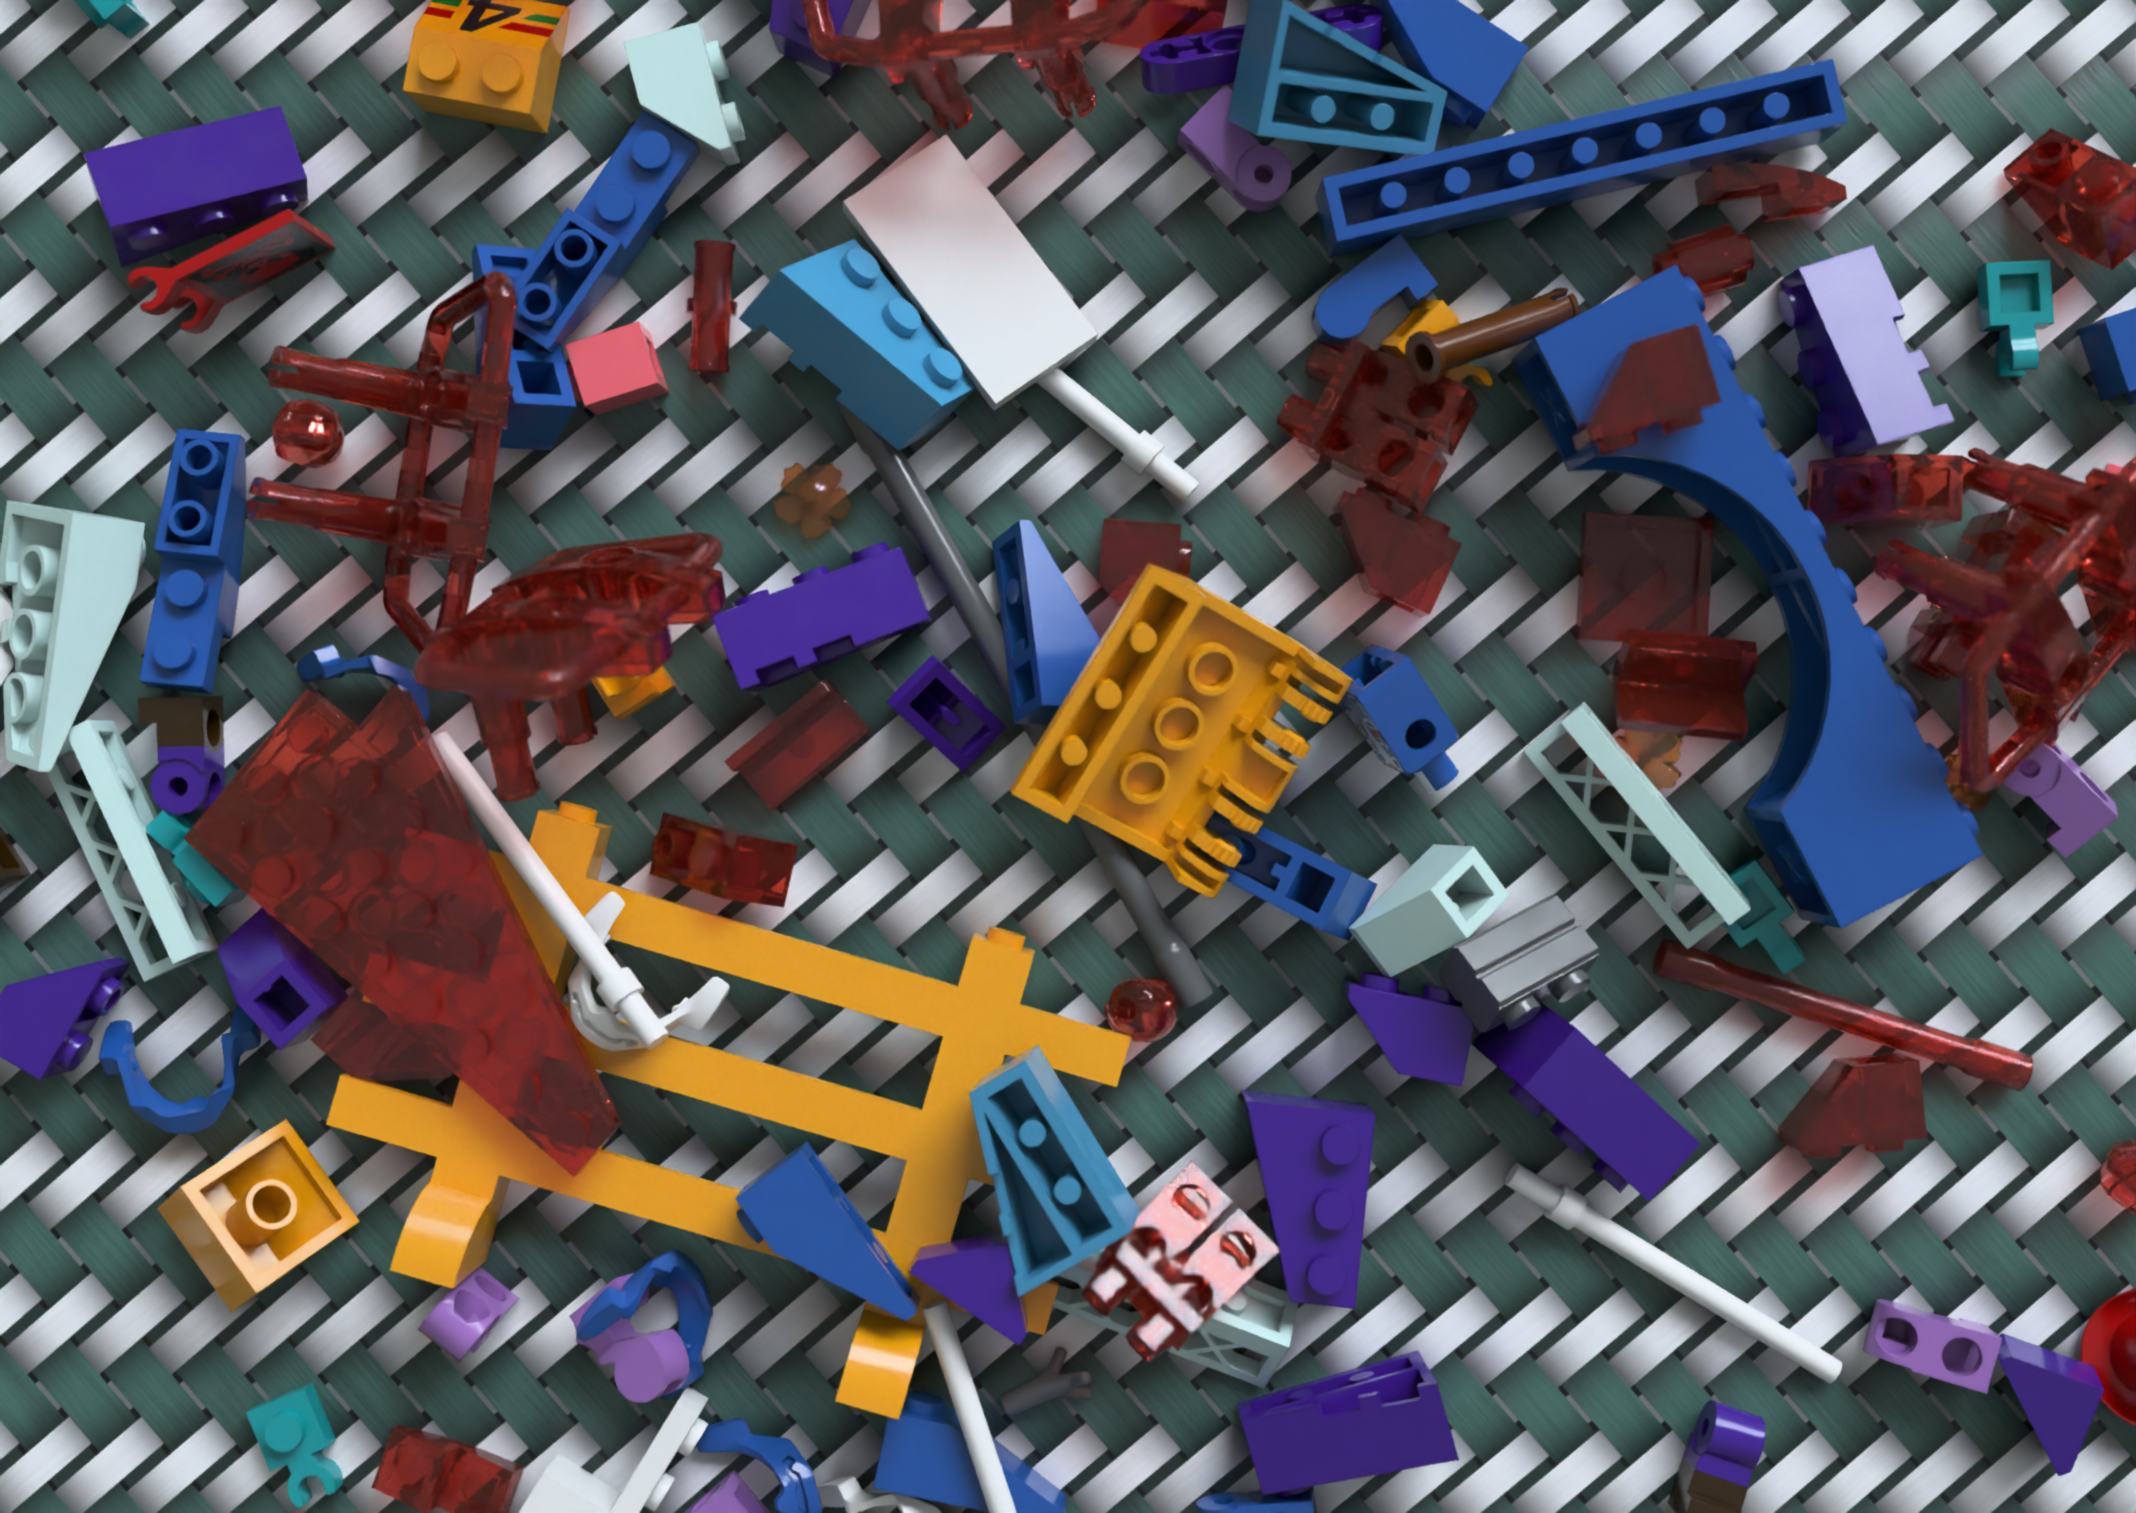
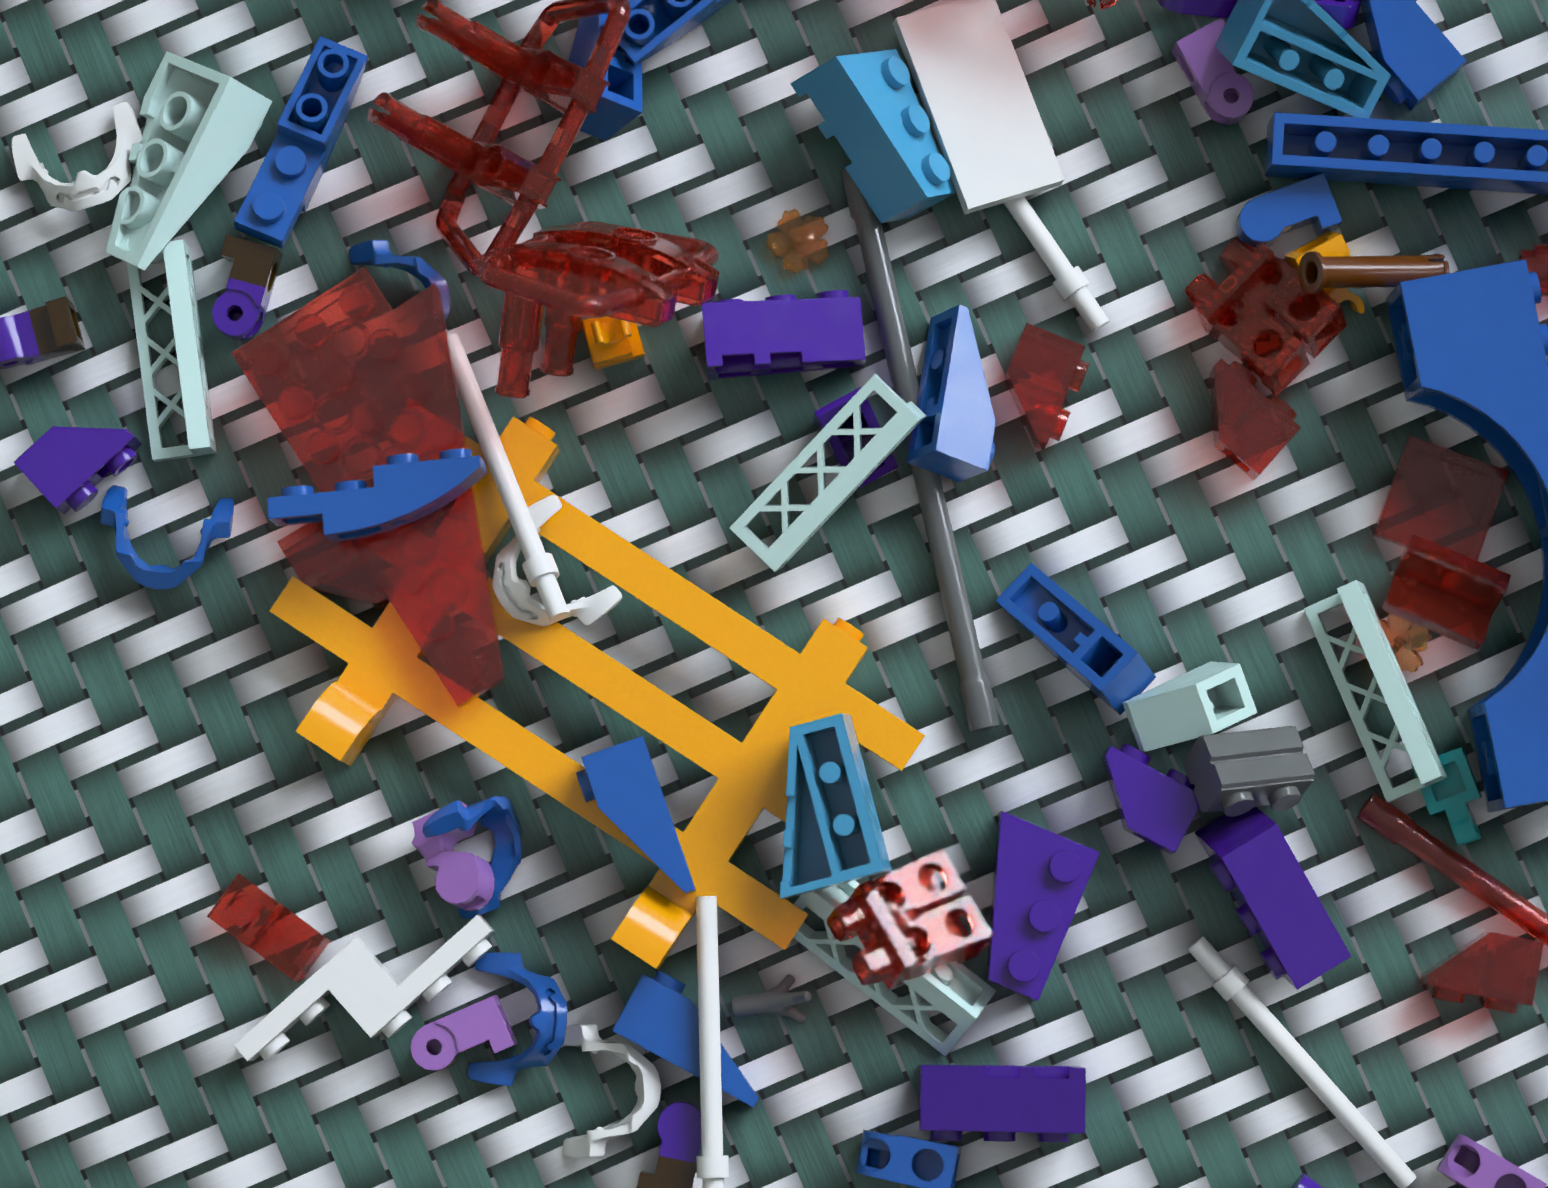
camera: 25 degrees right, 5 degrees down
(200, 875) = (233, 389): teal plate -> none
(257, 1214) = (185, 670): light orange slope -> none
(278, 980) = (255, 475): dark purple slope -> none
(293, 1433) = (155, 854): teal plate -> none
(308, 433) = (420, 70): clear red piece -> none
(418, 960) = (400, 495): none -> blue slope
(468, 1314) = (330, 797): medium lavender leg -> none
(615, 369) = (677, 93): coral brick -> none
(711, 306) = (766, 68): clear red pin -> none
(723, 860) = (643, 501): clear red slope -> none
(799, 744) = (730, 429): clear red panel -> none
(950, 770) = (842, 486): none -> light aqua fence
(978, 1278) = (751, 881): dark purple slope -> none
(1142, 1009) = (939, 719): clear red piece -> none
(1177, 723) = (1034, 499): light orange slope -> none
(1399, 716) = (1198, 530): blue torso -> none
(1650, 385) = (1477, 344): clear red slope -> none

